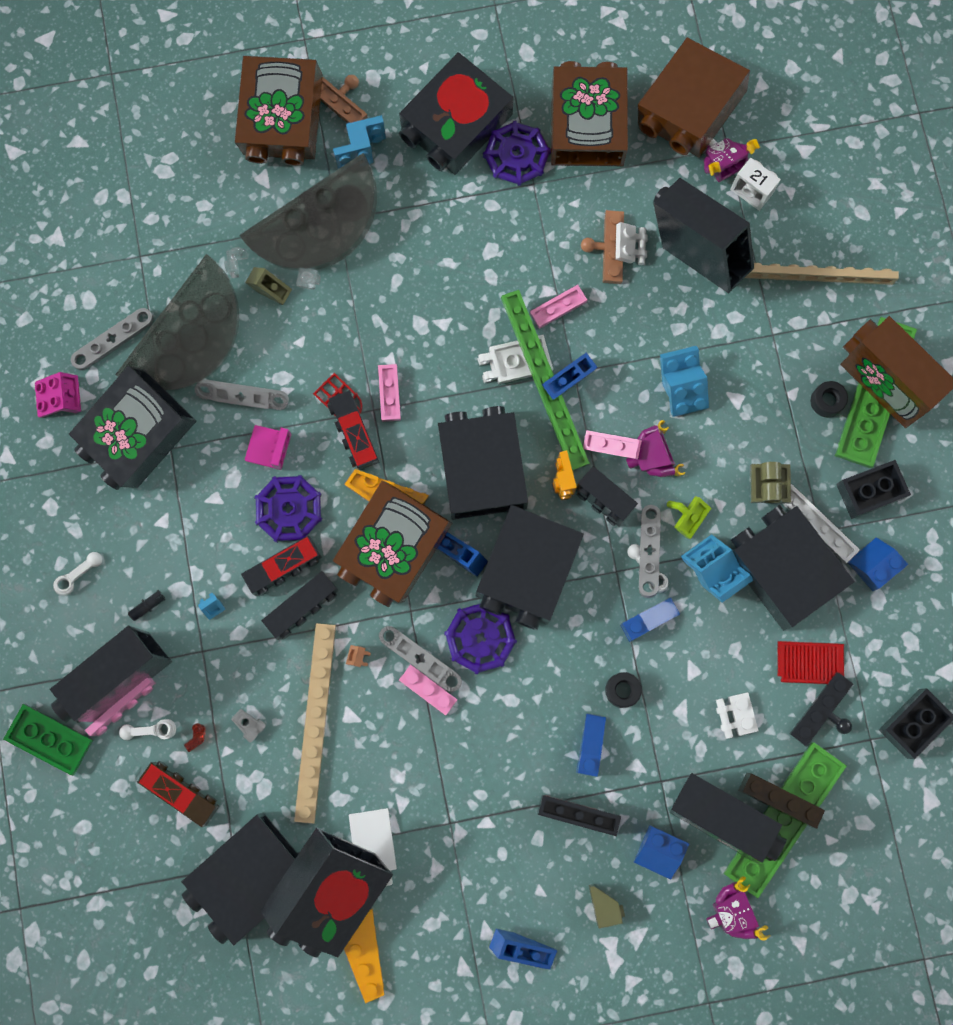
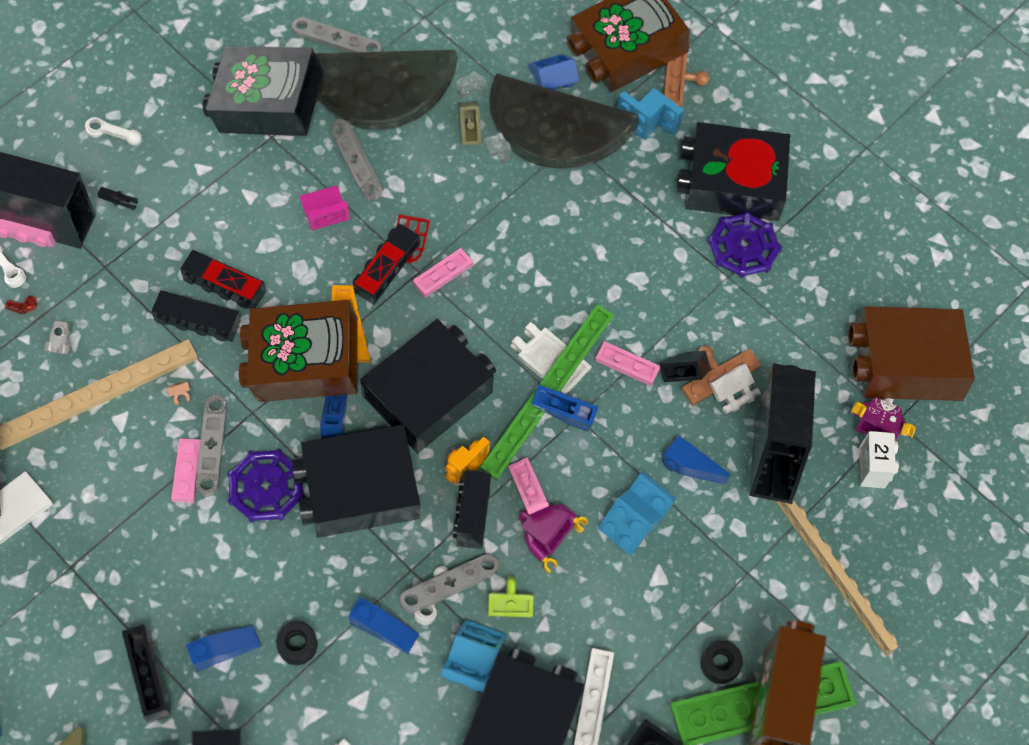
camera: 50 degrees right, 15 degrees down
(57, 394) = (260, 26): dark pink bracket -> none
(211, 606) = (149, 247): dark azure tile -> none
(267, 189) = (554, 72): none -> slope
(280, 500) = (283, 265): dark purple plate -> none
(589, 115) = (824, 277): brick -> none
(591, 266) = (685, 367): none -> black slope
(663, 317) = (691, 462): none -> blue slope
(770, 483) = (594, 653): olive plate -> none

